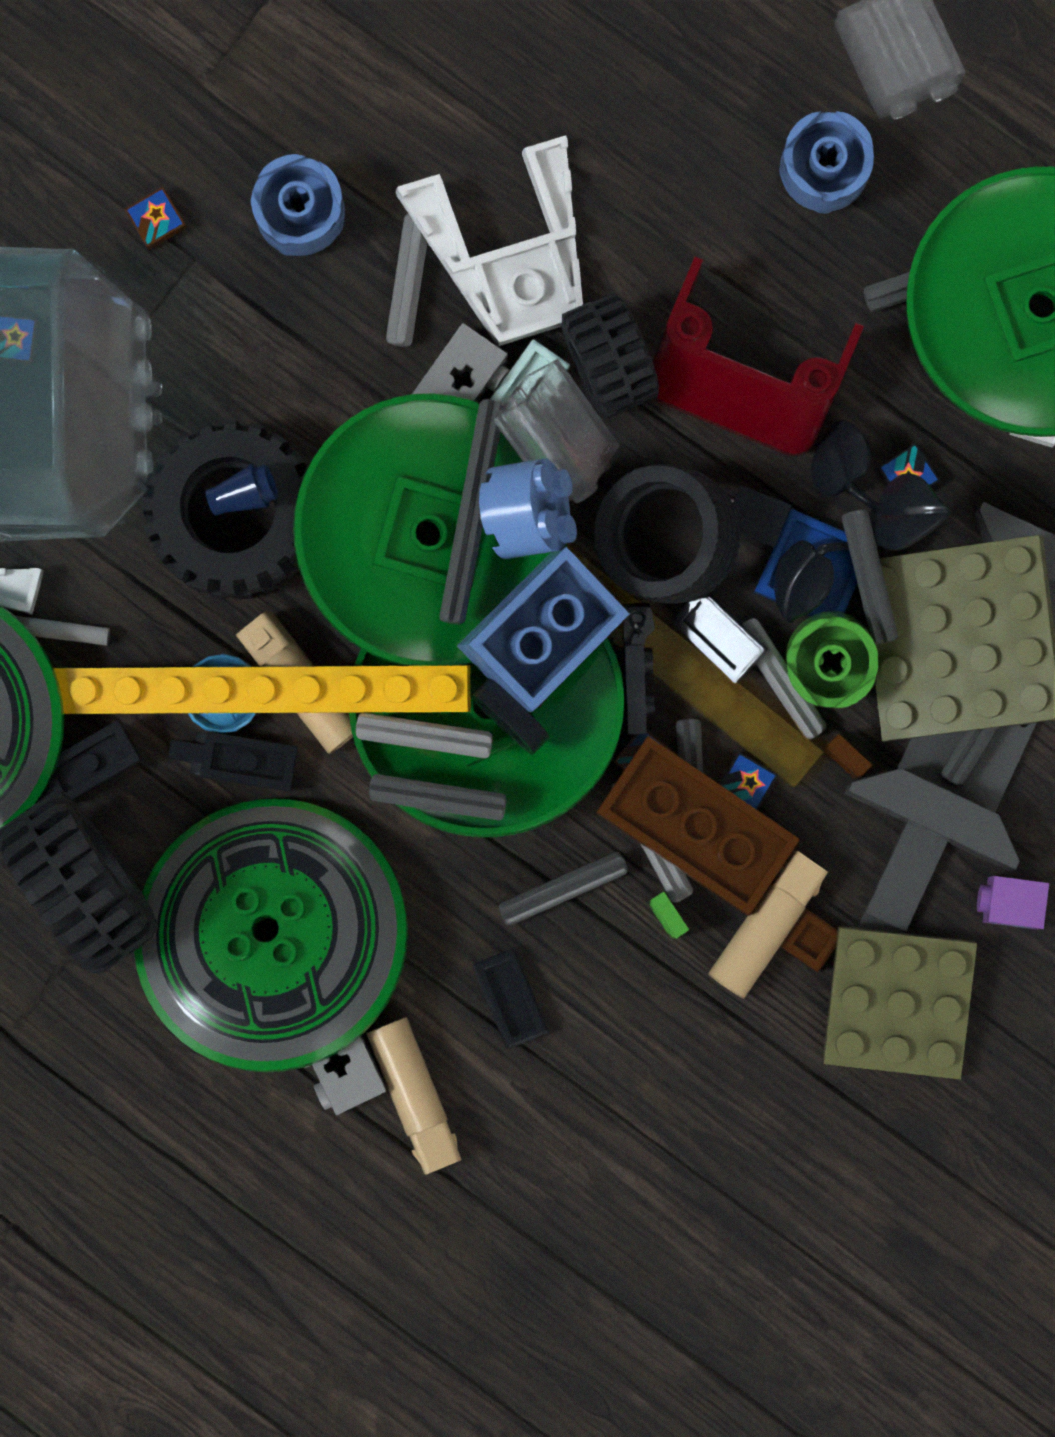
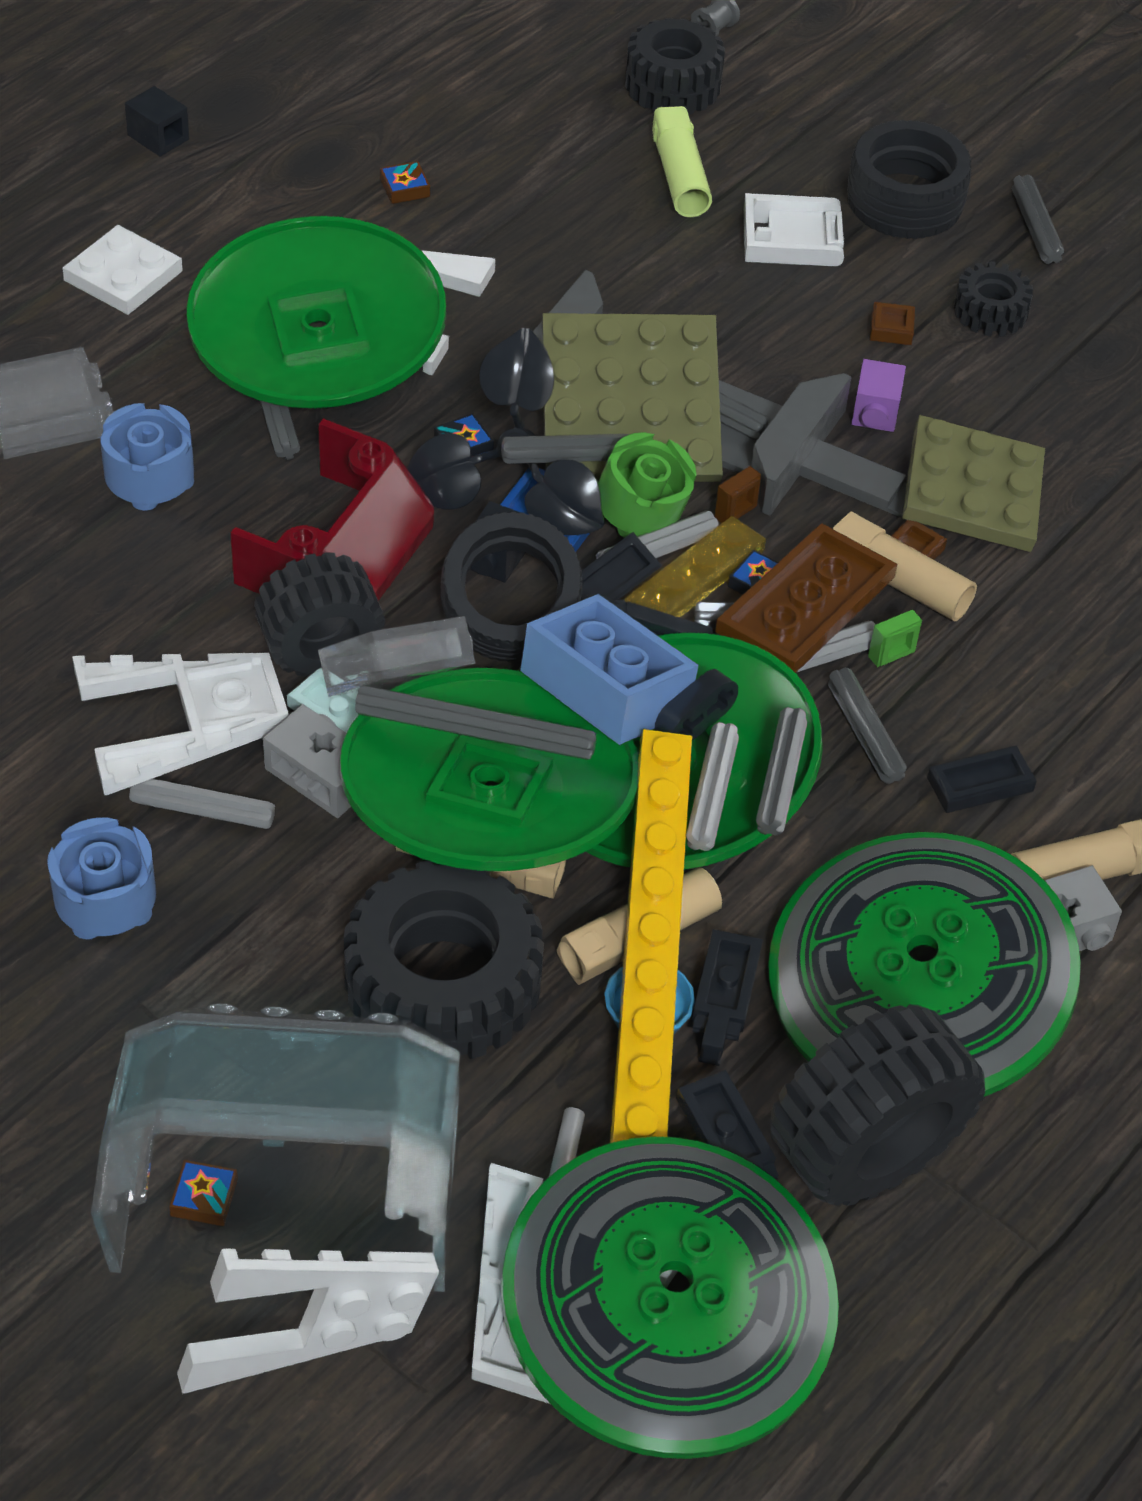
camera: 90 degrees left, 35 degrees down
(155, 218) = (84, 1031): tile -> none
(243, 491) = (432, 900): dark blue cone -> none
(527, 508) = (482, 653): medium blue brick -> none

